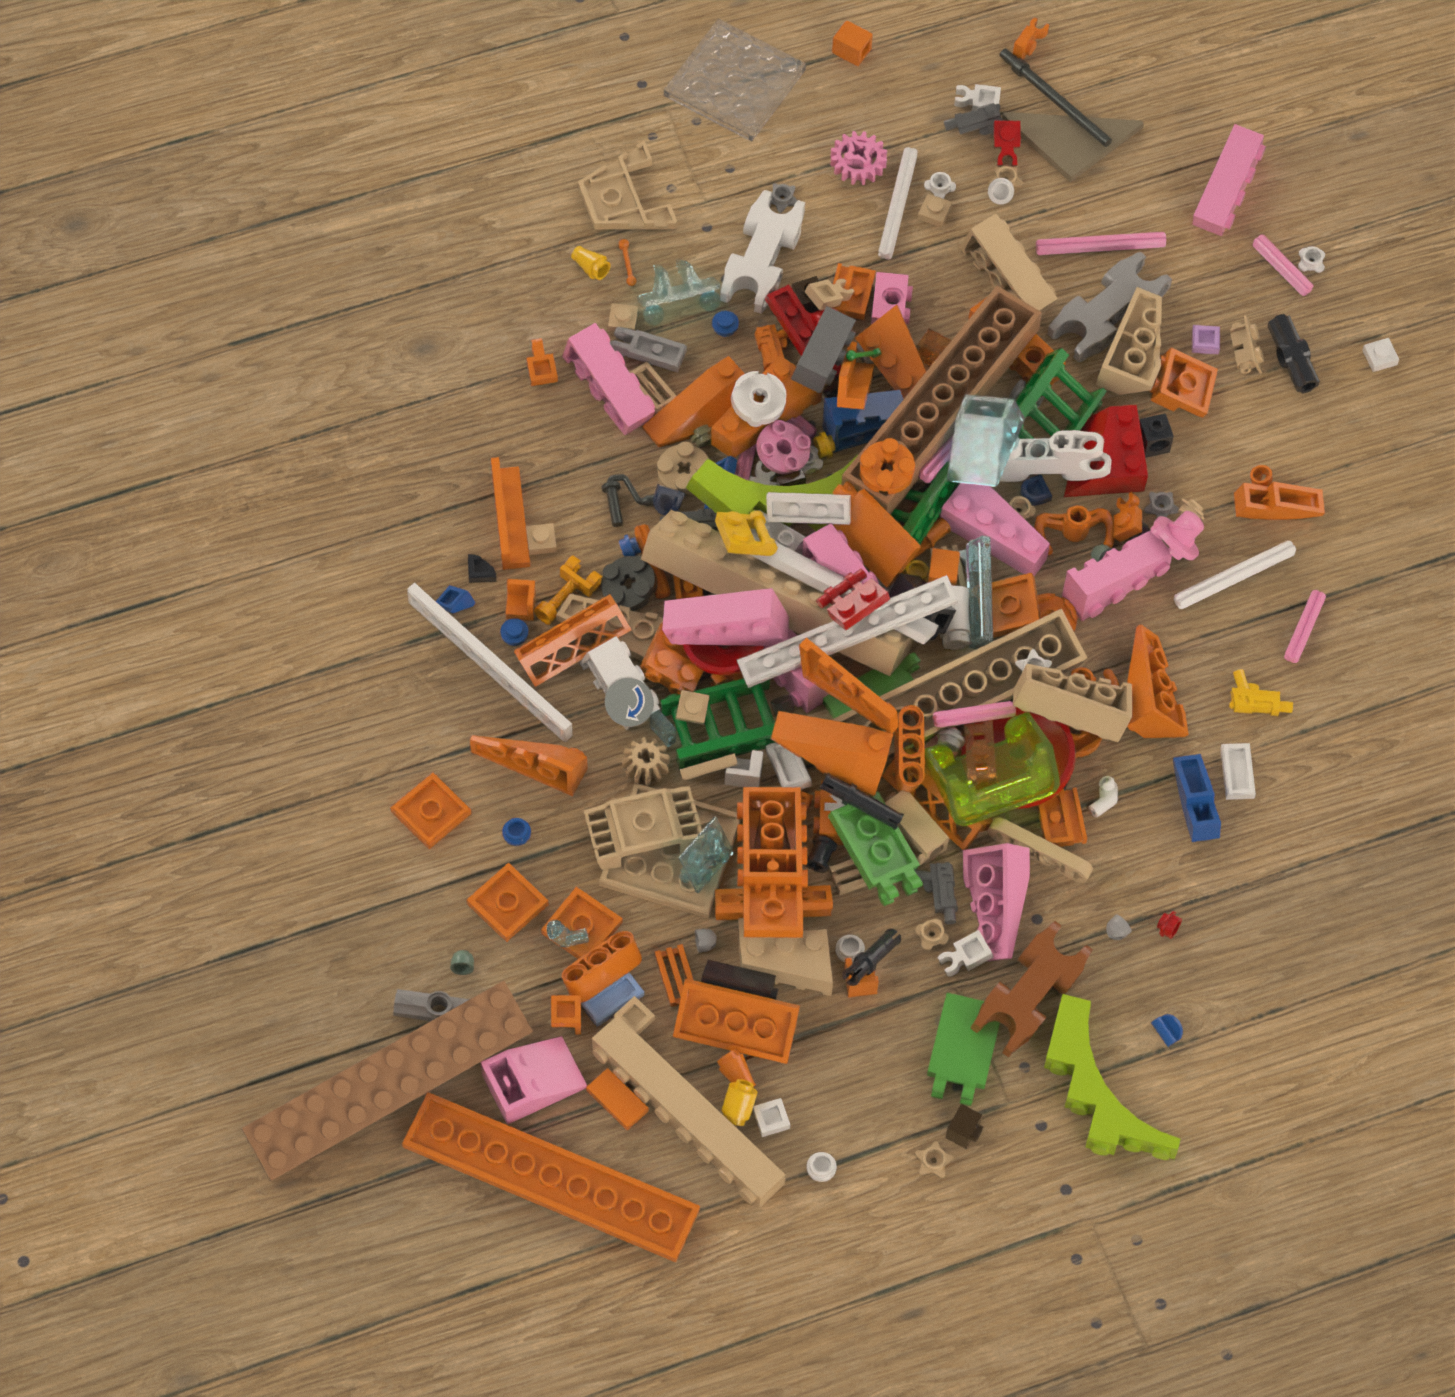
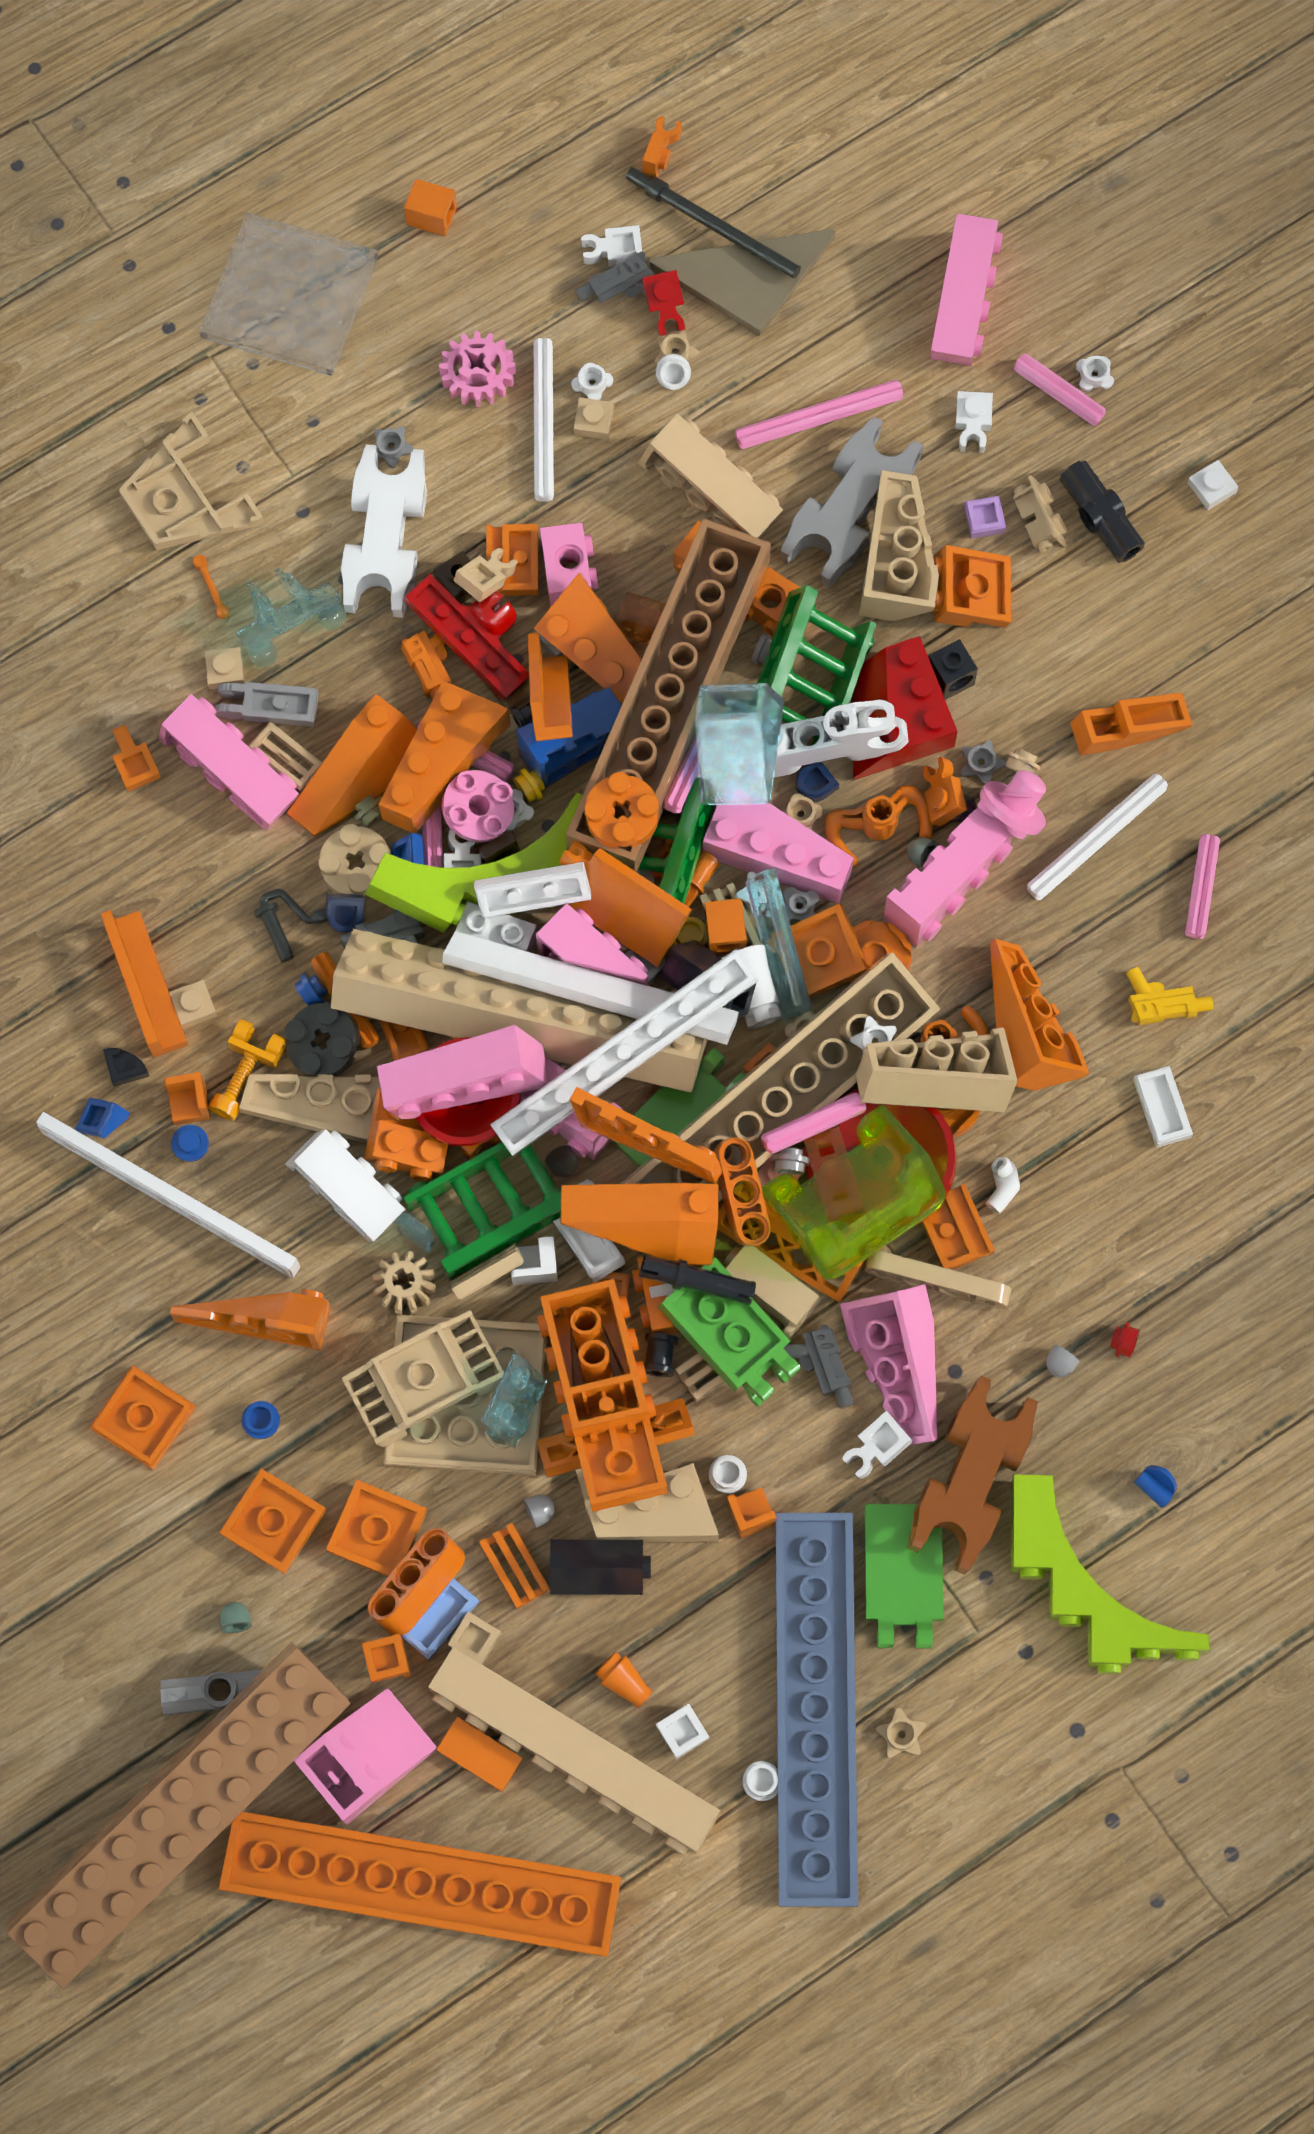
camera: 10 degrees left, 10 degrees up
(565, 633) = (259, 1132): orange fence -> none
(565, 937) = (358, 1555): clear light blue arm -> none
(592, 263) = (165, 600): yellow cone -> none
(629, 702) = (364, 1212): light grey sticker -> none
(692, 707) = (447, 1197): tan plate -> none
(725, 323) = (359, 643): blue plate -> none
(736, 1021) = (607, 1615): orange plate -> none
(738, 537) = (450, 952): yellow plate -> none
(739, 1102) = (637, 1724): yellow brick -> none
(761, 384) = (431, 772): white plate -> none
(824, 350) = (500, 663): dark grey wedge -> none
(851, 355) = (537, 663): green hinge -> none
(857, 604) = (629, 1014): plate -> none
(866, 962) = (755, 1496): black pin -> none
(873, 1127) = (816, 1711): none -> sand blue plate
(931, 926) = (827, 1417): tan plate -> none
(965, 1127) = (932, 1682): dark brown plate -> none
(998, 565) = (807, 899): none -> light grey plate
(1197, 798) = (1120, 1157): blue slope -> none
(1214, 270) = (973, 417): none -> white plate
(1257, 473) = (1094, 689): orange hinge -> none

